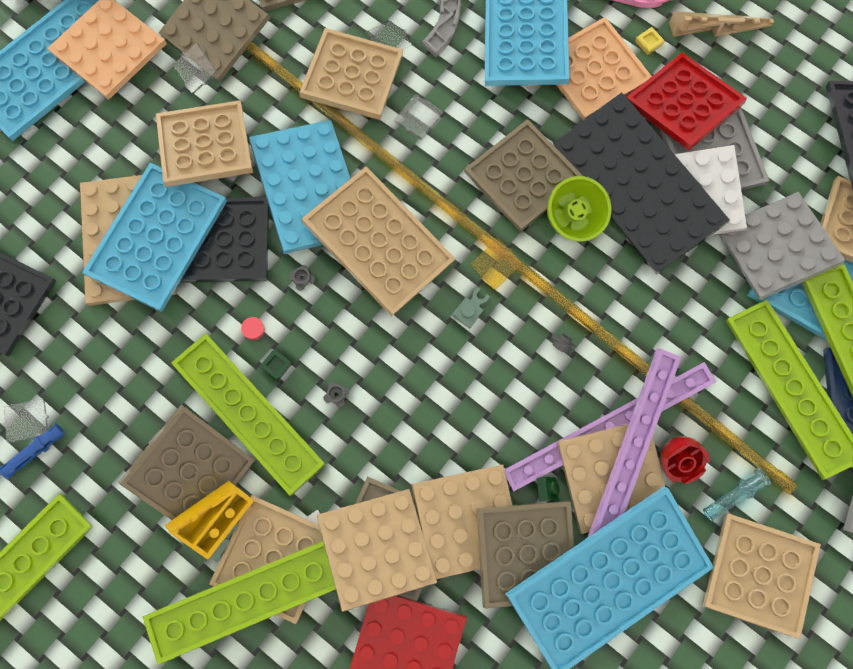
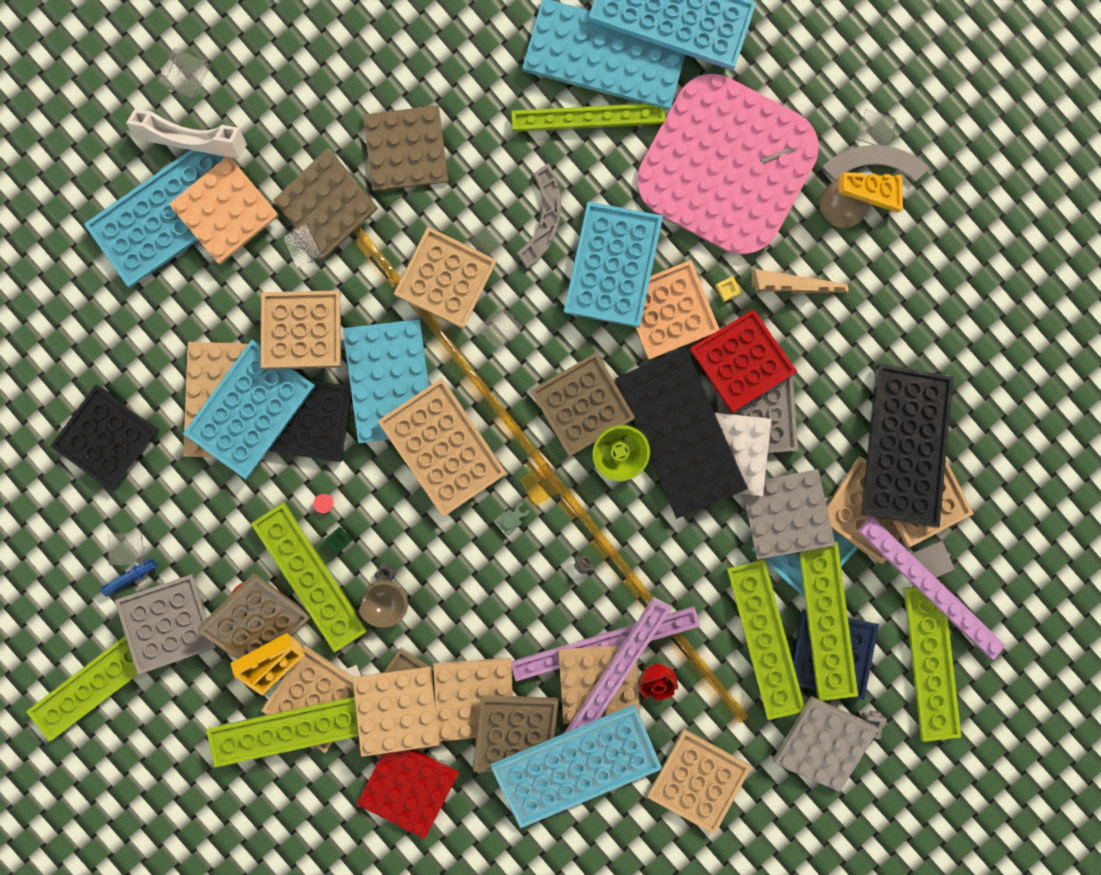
camera: 15 degrees right, 15 degrees up
(78, 496) = (163, 623): none -> light grey plate
(297, 273) = (366, 465): dark grey plate -> none
(340, 423) = (383, 603): none -> dark tan cylinder
(548, 489) = (544, 684): dark green plate -> none
(744, 489) = (704, 712): clear light blue pin -> none

